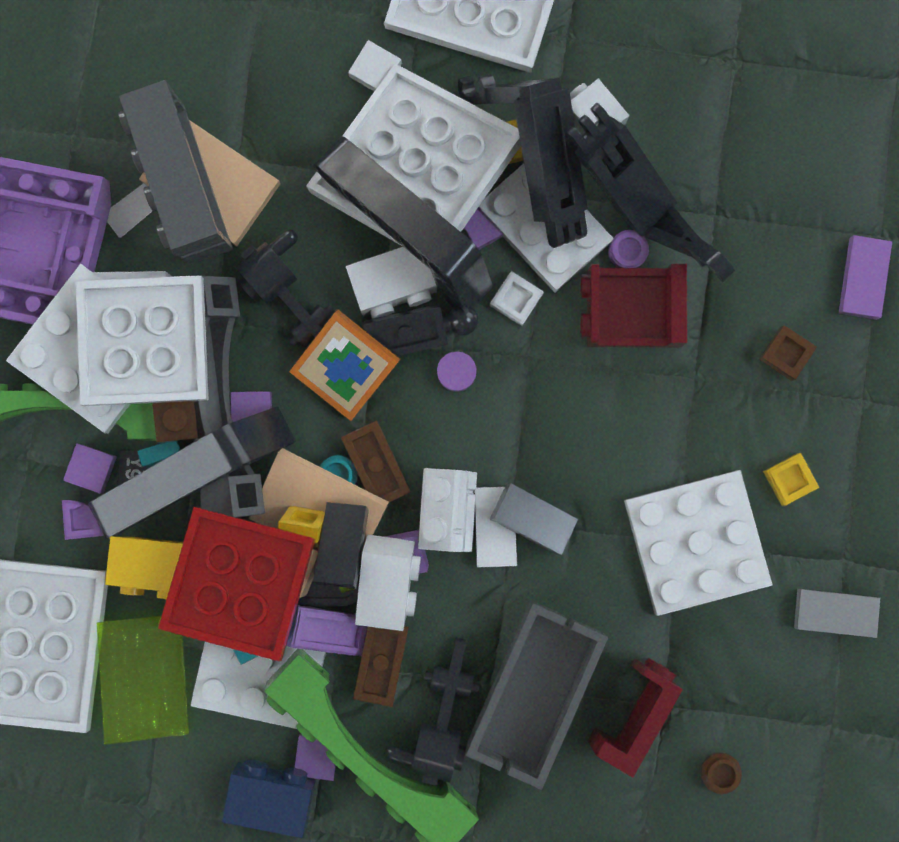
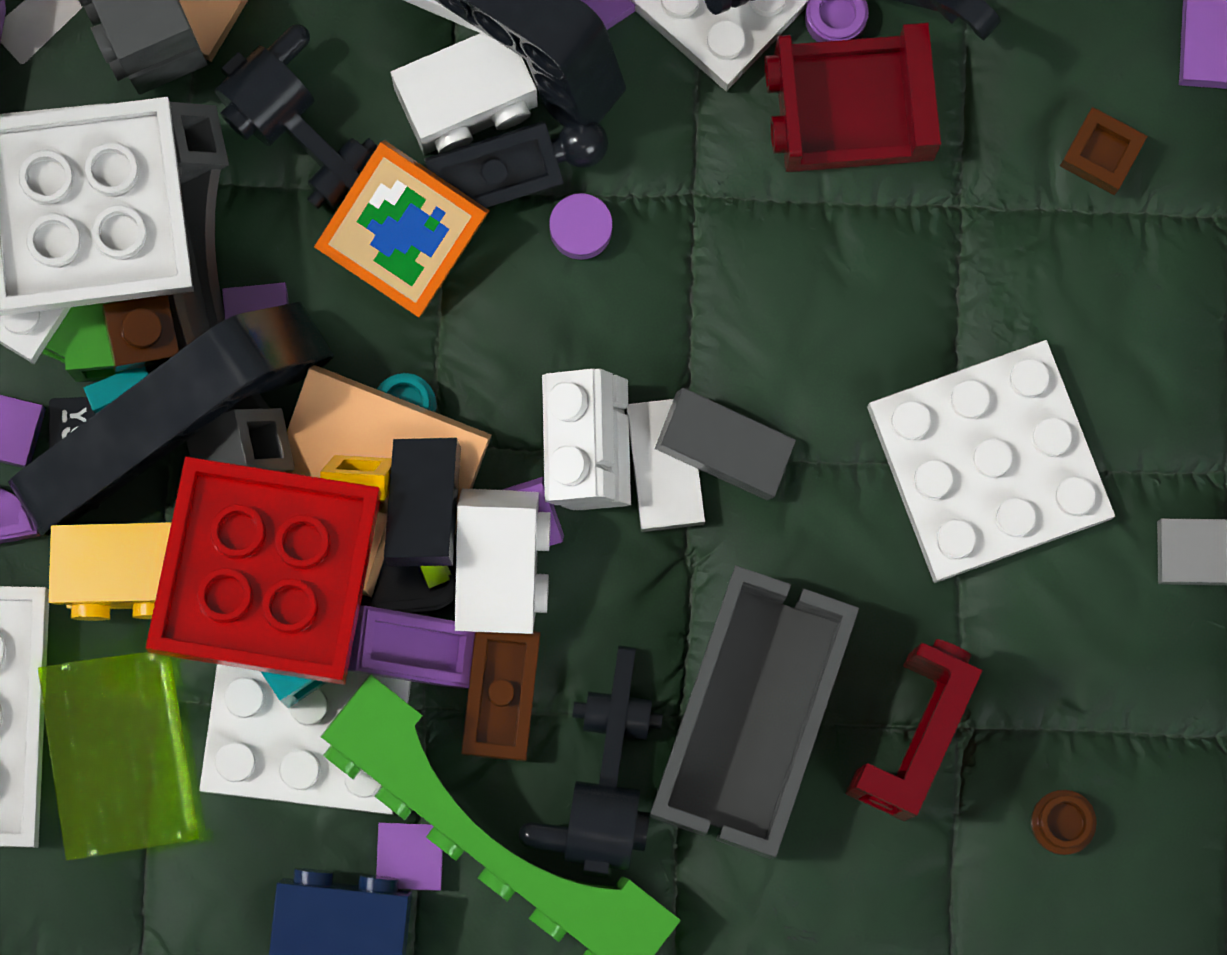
camera: 10 degrees left, 5 degrees down
(375, 462) = (464, 377): reddish brown plate -> none
(516, 298) = (665, 104): white tile -> none
(791, 479) = (1129, 349): yellow tile -> none

